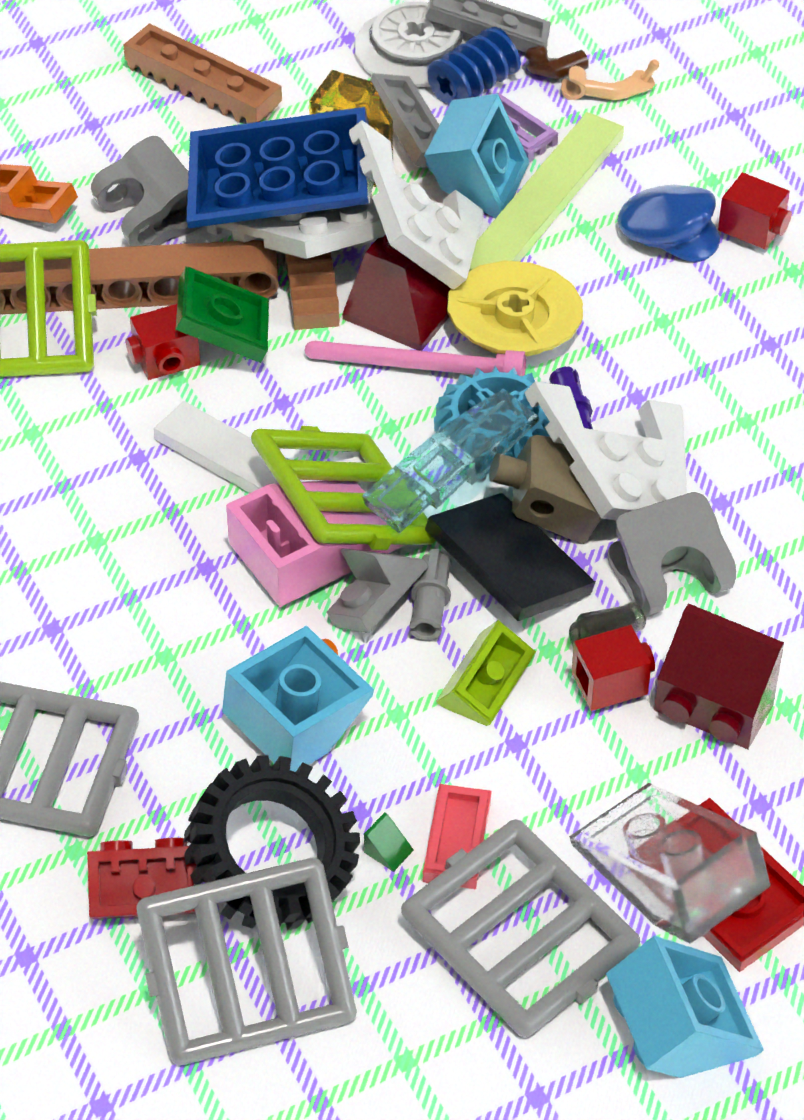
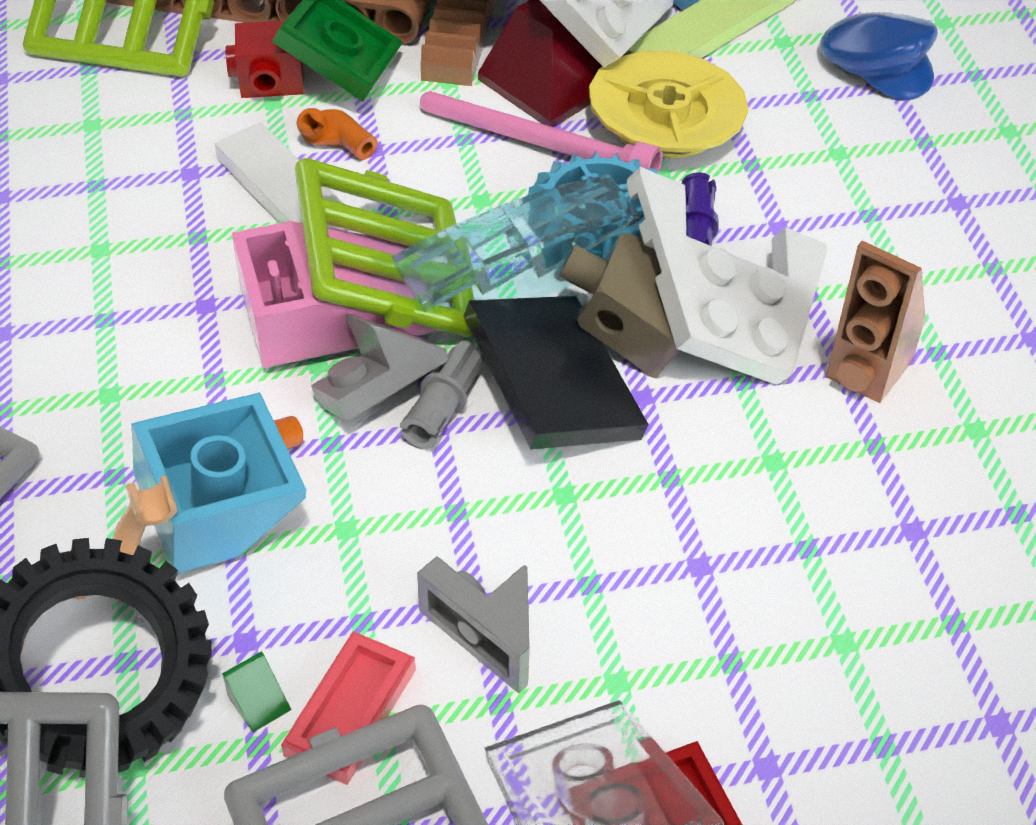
camera: 15 degrees right, 0 degrees up
(249, 391) = (336, 128): none -> orange arm
(271, 727) = (145, 509): none -> light nougat piece
(486, 674) = (474, 507): lime slope -> none
(536, 757) = (486, 626): none -> light grey slope
(607, 619) = (637, 486): clear smoke cone -> none
(612, 667) = (626, 534): red brick -> none
(667, 537) = (753, 390): light grey piece -> none
(719, 676) = (758, 581): dark red slope -> none
(745, 466) = (878, 323): none -> nougat slope
(754, 211) = (980, 54): red brick -> none

